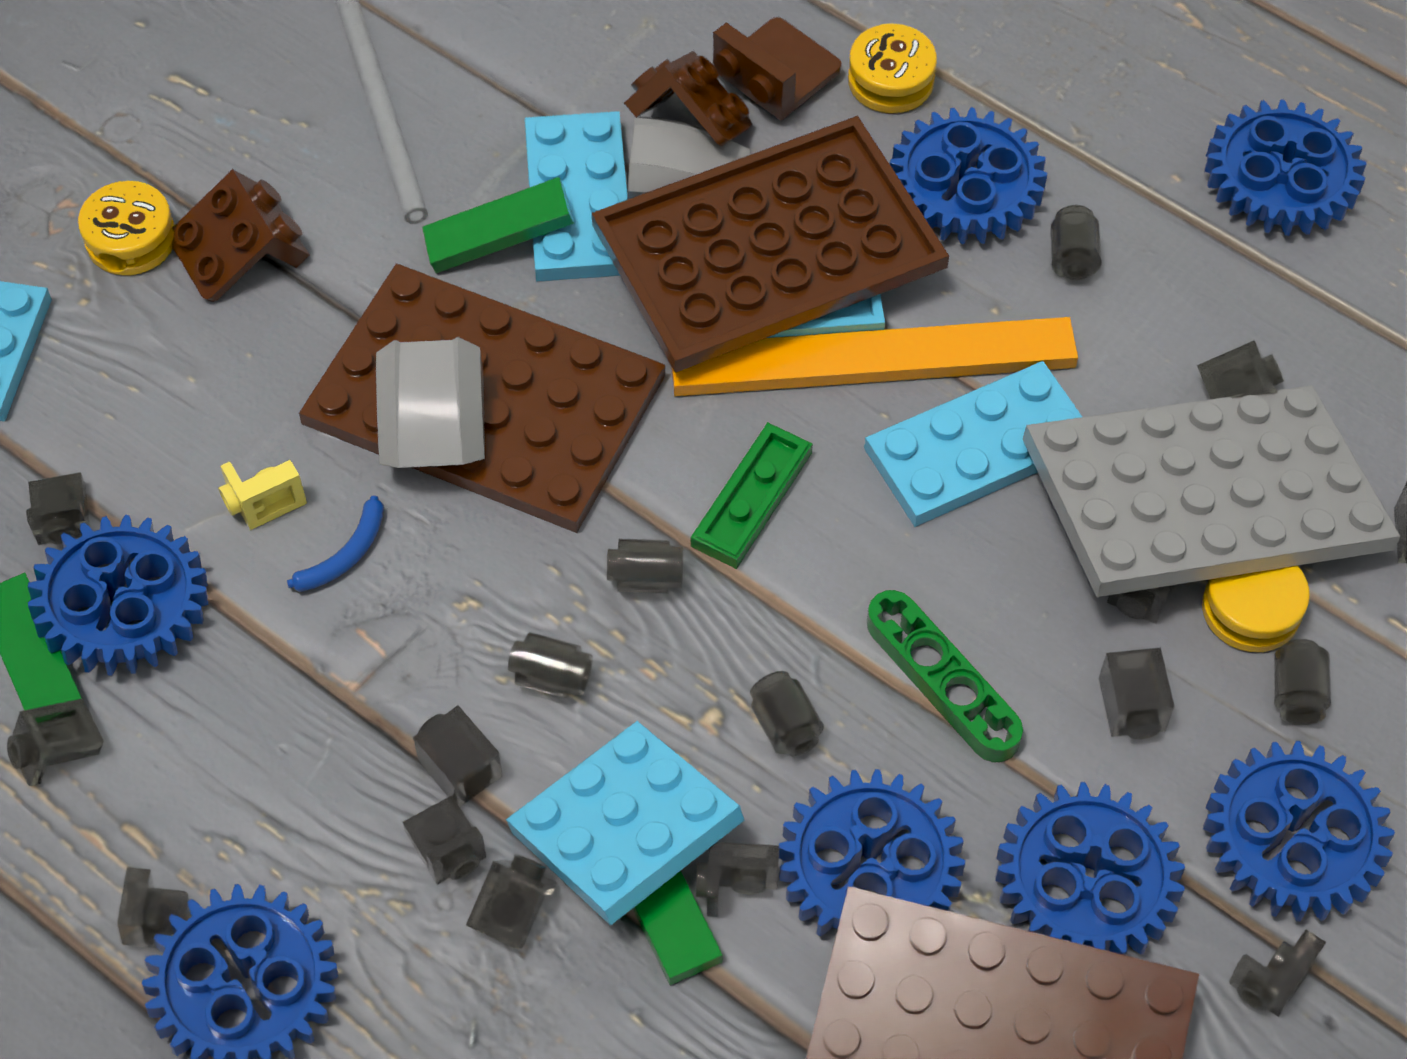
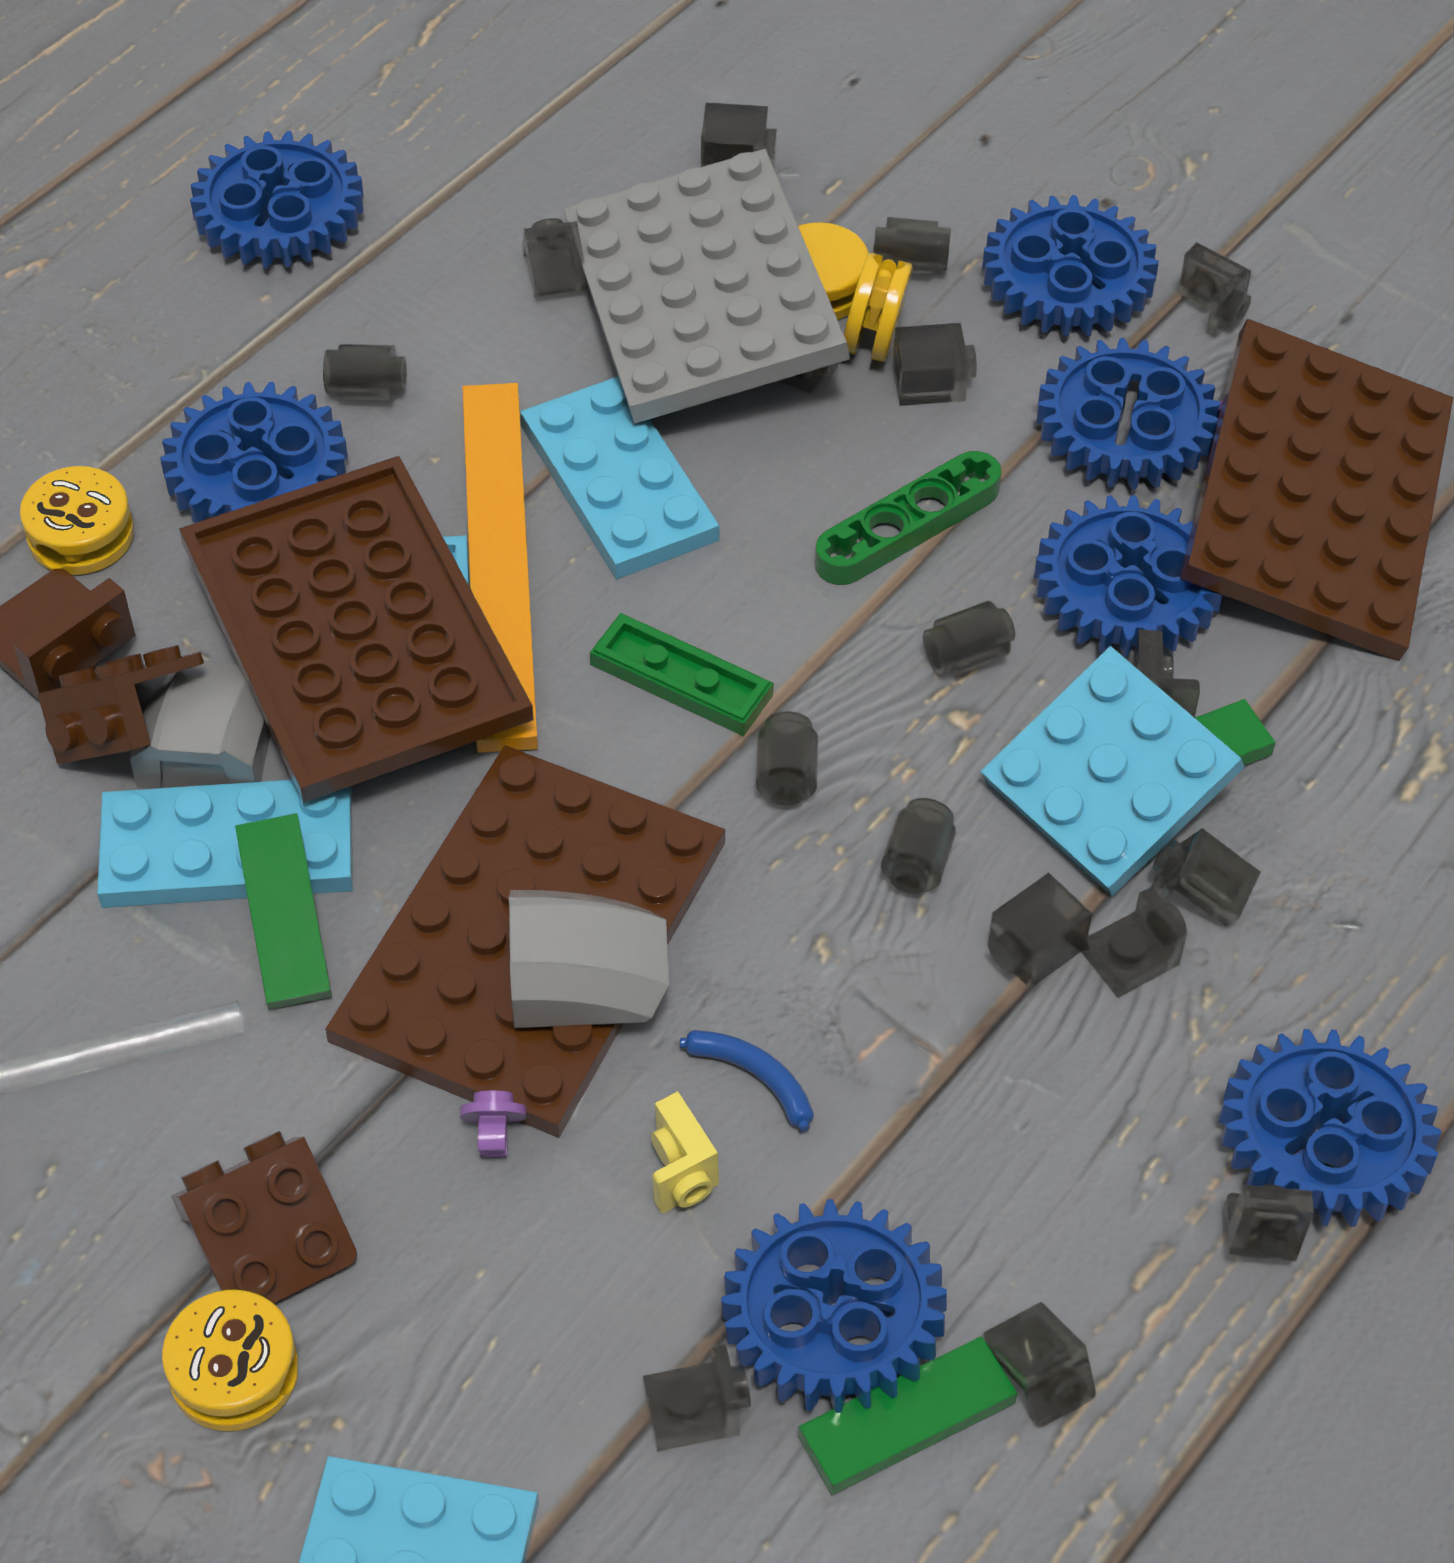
camera: 90 degrees left, 5 degrees down
(302, 369) = (492, 1113): none -> medium lavender plate
(1194, 634) = (877, 304): none -> yellow head

